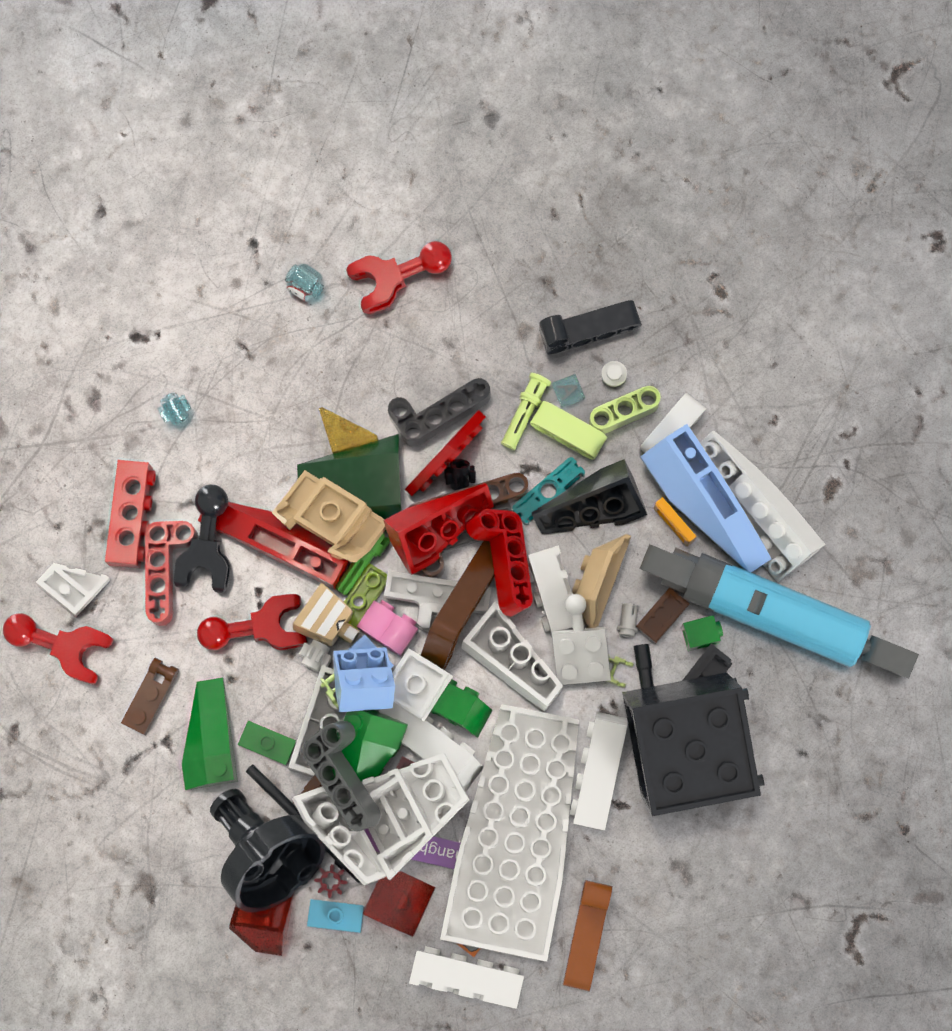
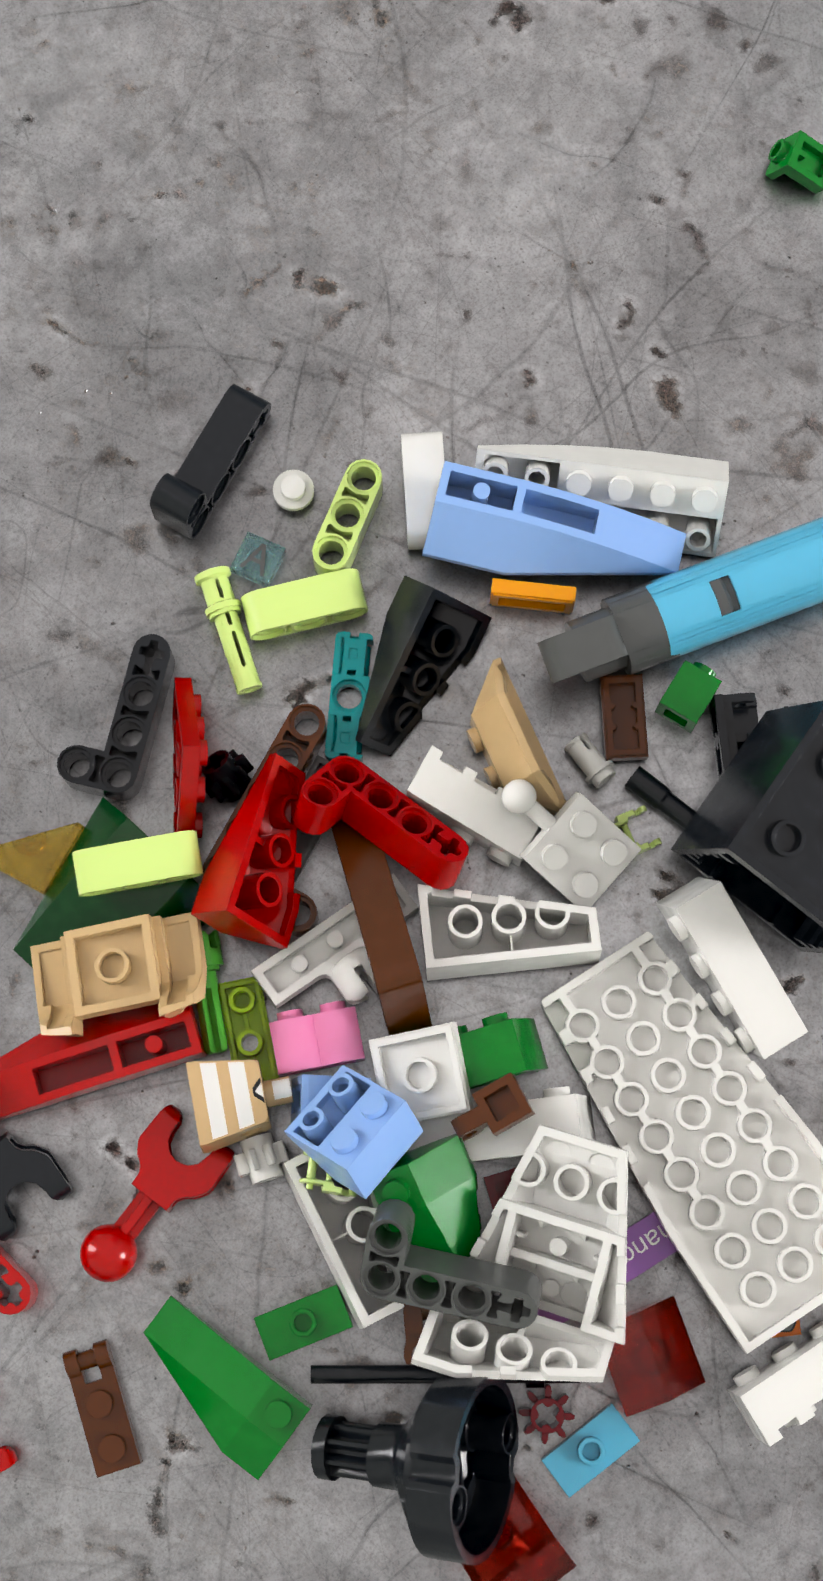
camera: 50 degrees left, 0 degrees up
(382, 477) = (137, 863): none -> yellowish green beam
(434, 729) = (499, 1107): none -> reddish brown plate

